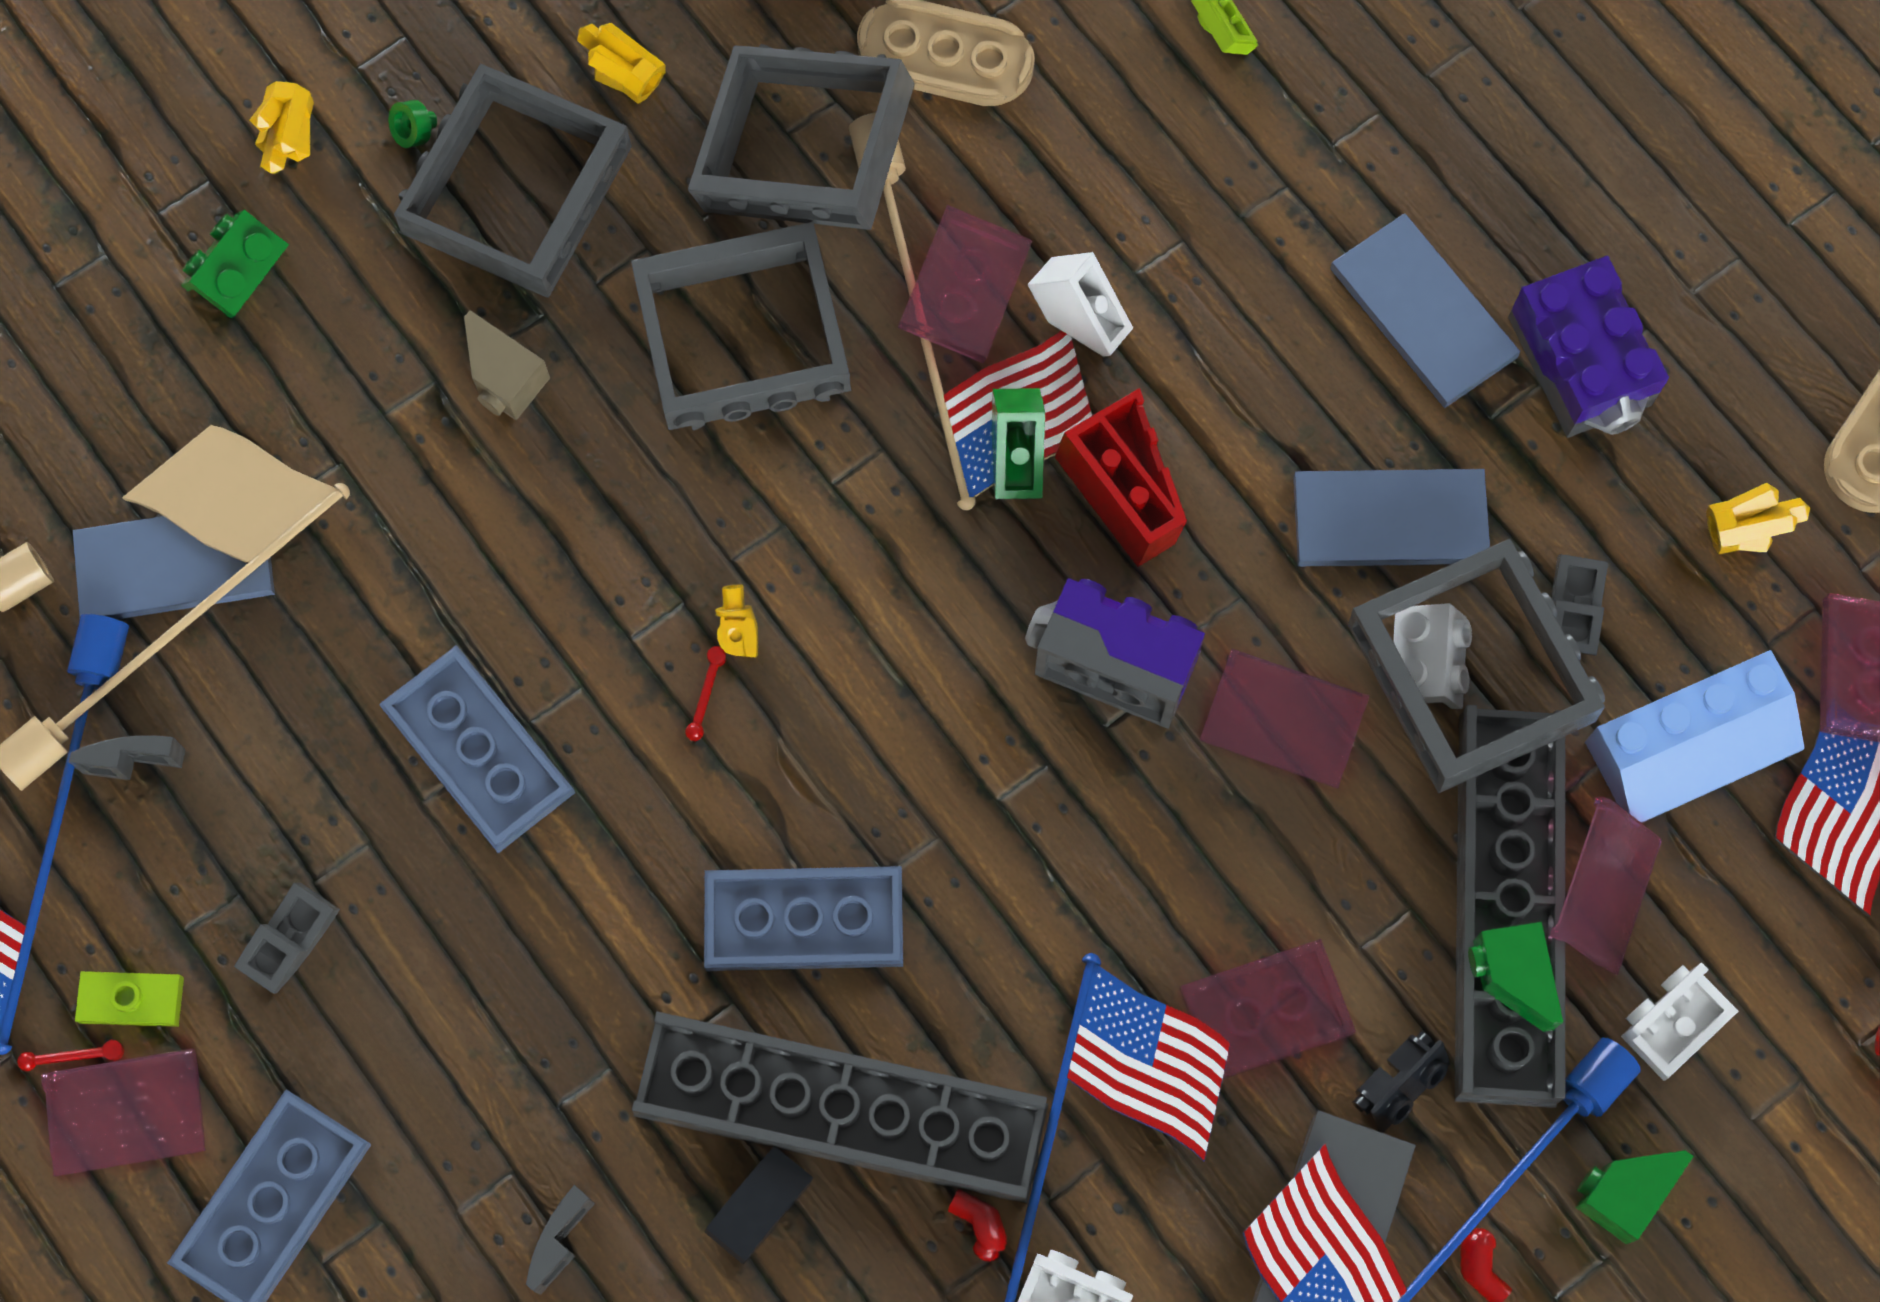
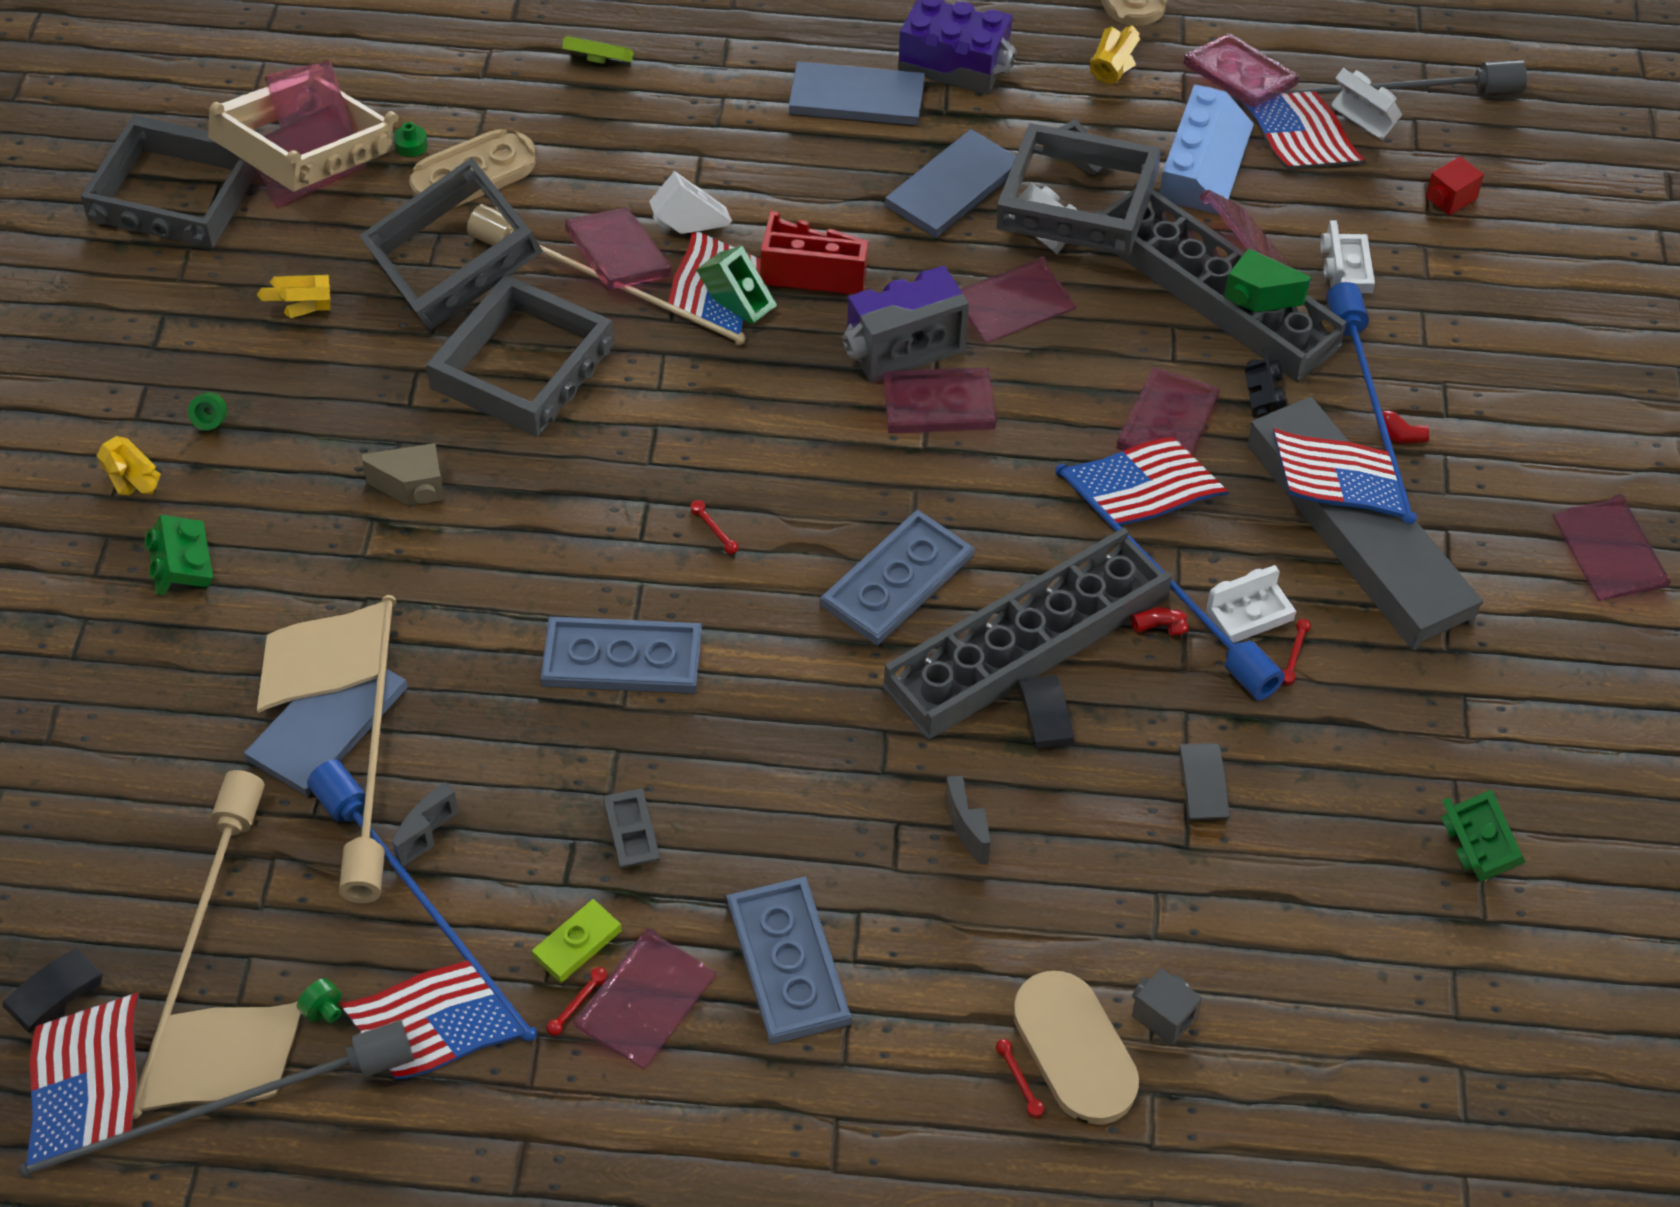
camera: 50 degrees left, 20 degrees down
(577, 211) = (291, 344): dark grey window -> none
(738, 625) = (692, 479): yellow piece -> none
(1071, 762) = (938, 400): none -> clear pink tile
(1630, 1191) = (1421, 341): green slope -> none

